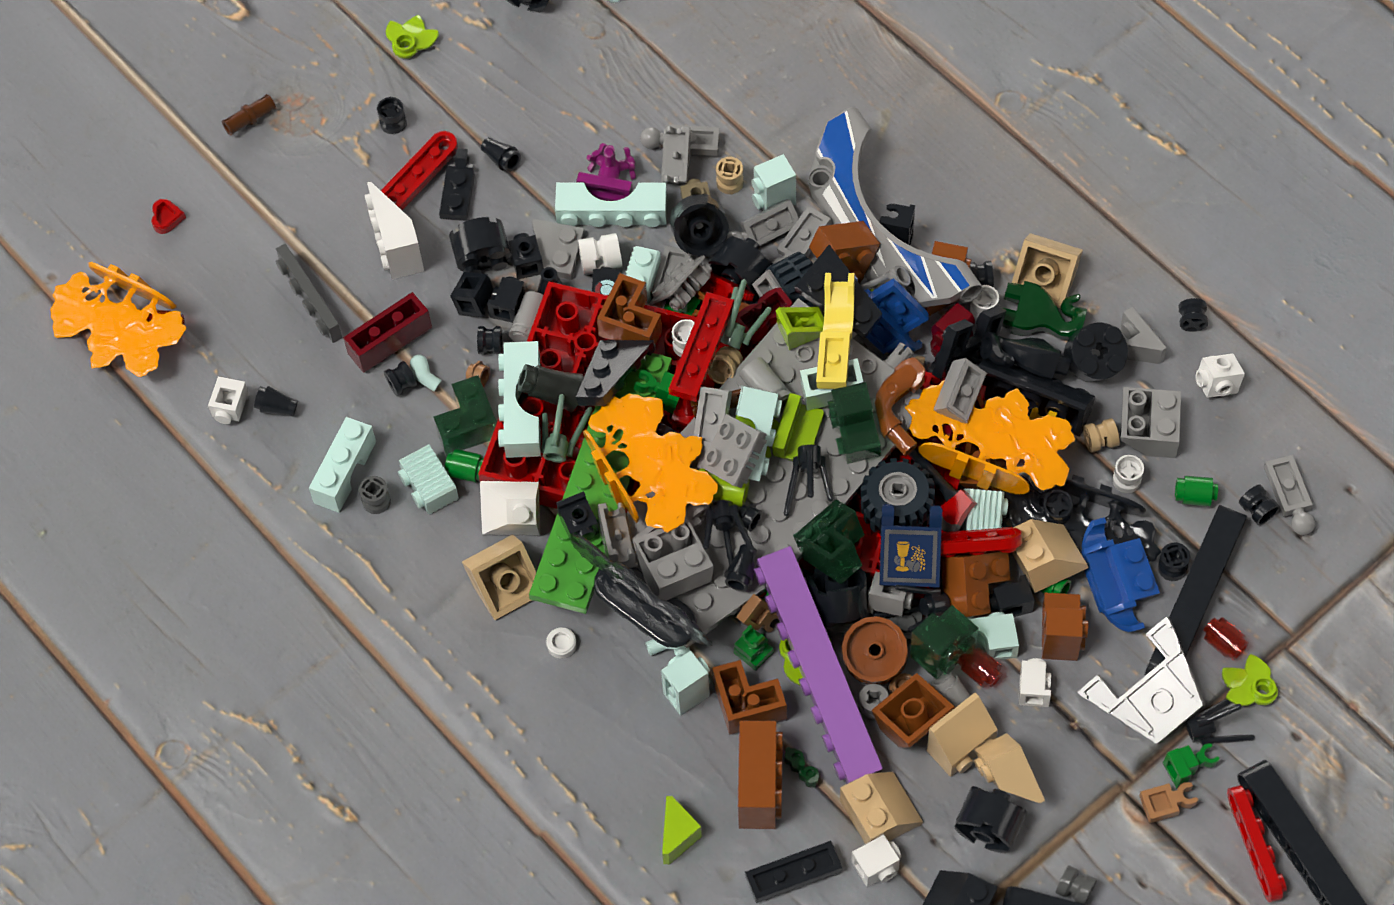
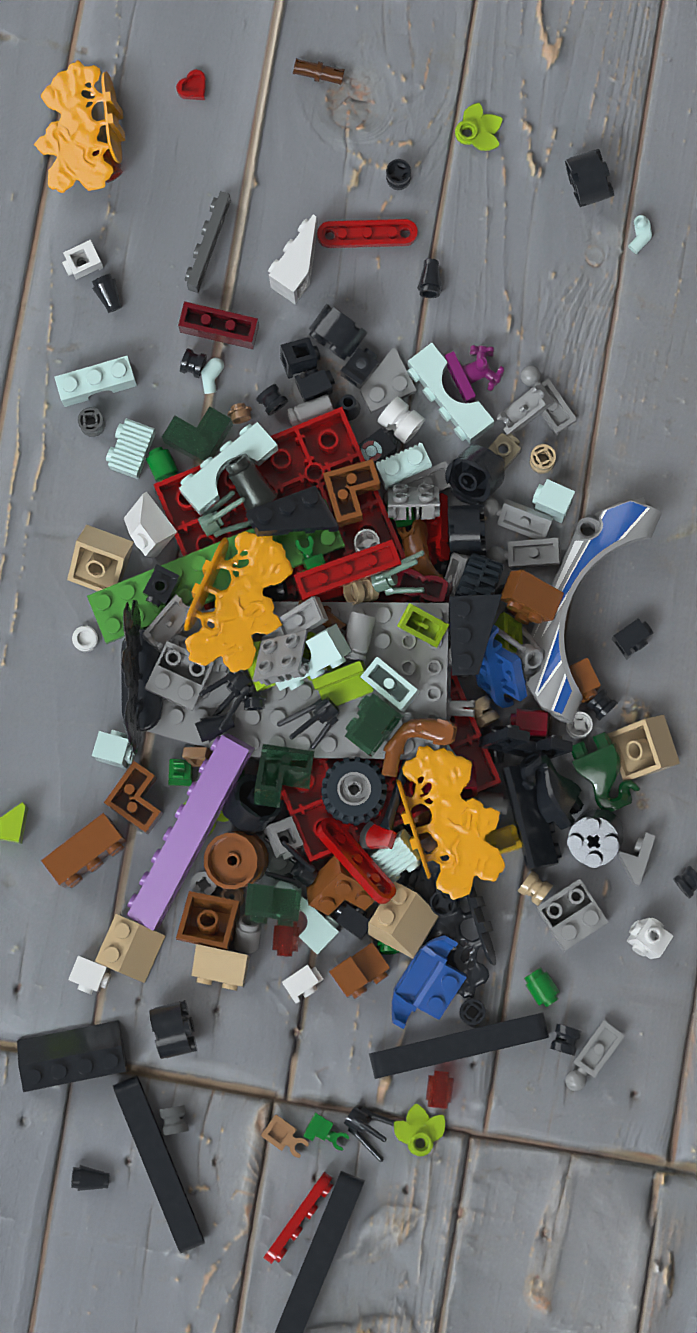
camera: 55 degrees right, 20 degrees up
(457, 188) = (379, 271): black hinge -> none
(793, 871) = (40, 925): black plate -> none
(797, 764) = (119, 879): dark green piece -> none
(836, 334) = (426, 659): light yellow piece -> none
(903, 224) = (589, 621): black hinge -> none
(910, 552) = (315, 833): dark blue flag -> none
(942, 214) = (632, 637): none -> black brick
(960, 390) = (461, 775): light grey slope -> none
(1007, 767) = (213, 1017): tan slope -> none
(1132, 469) = (518, 930): white wheel -> none
(1160, 698) = (354, 1079): wing -> none

